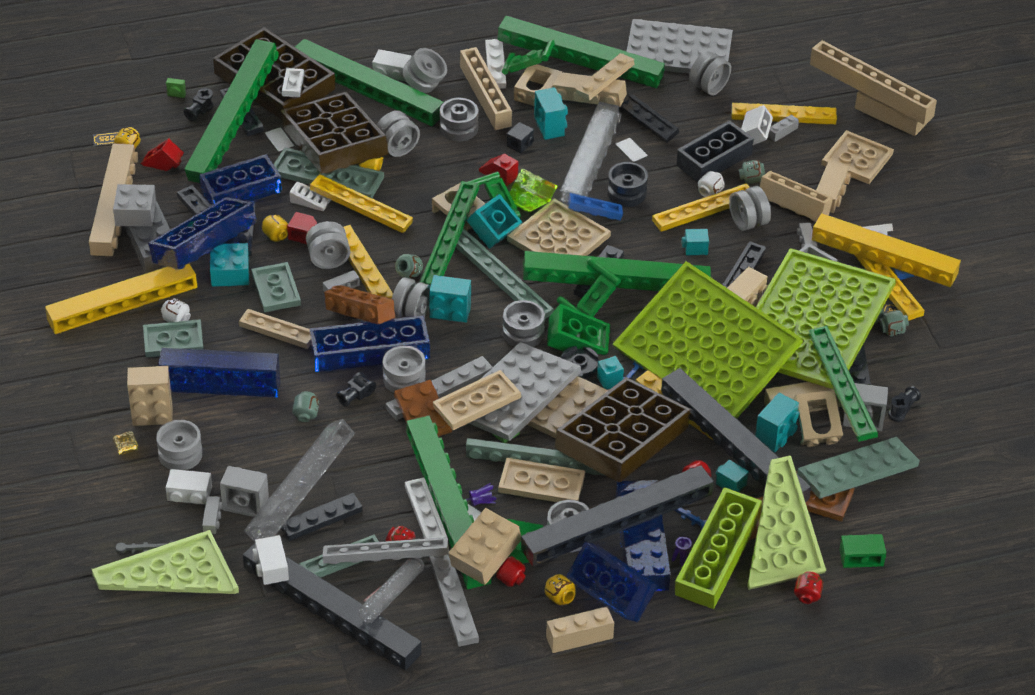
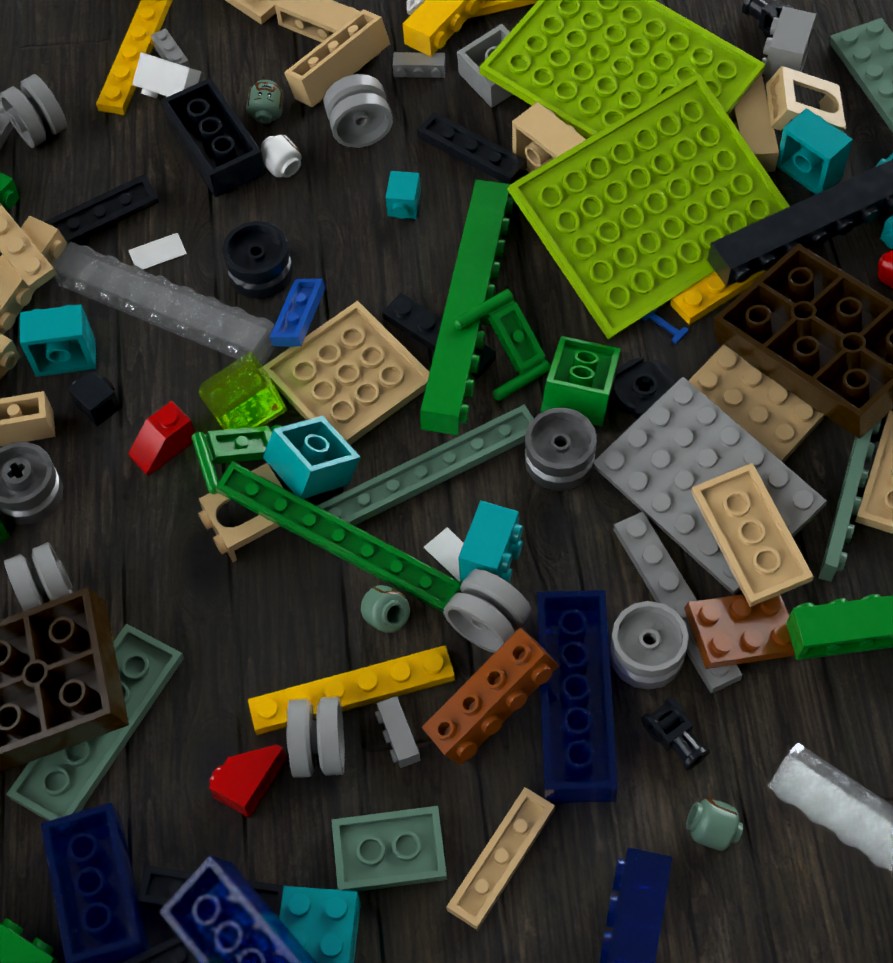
camera: 75 degrees left, 15 degrees up
(275, 228) = (233, 833): yellow head -> none
(303, 196) = (147, 791): white slope -> none
(361, 203) = (199, 673): yellow plate -> none
(610, 372) = (679, 346): teal brick -> none
(695, 209) = (325, 176): yellow plate -> none
(843, 384) = (774, 51): green tile -> none

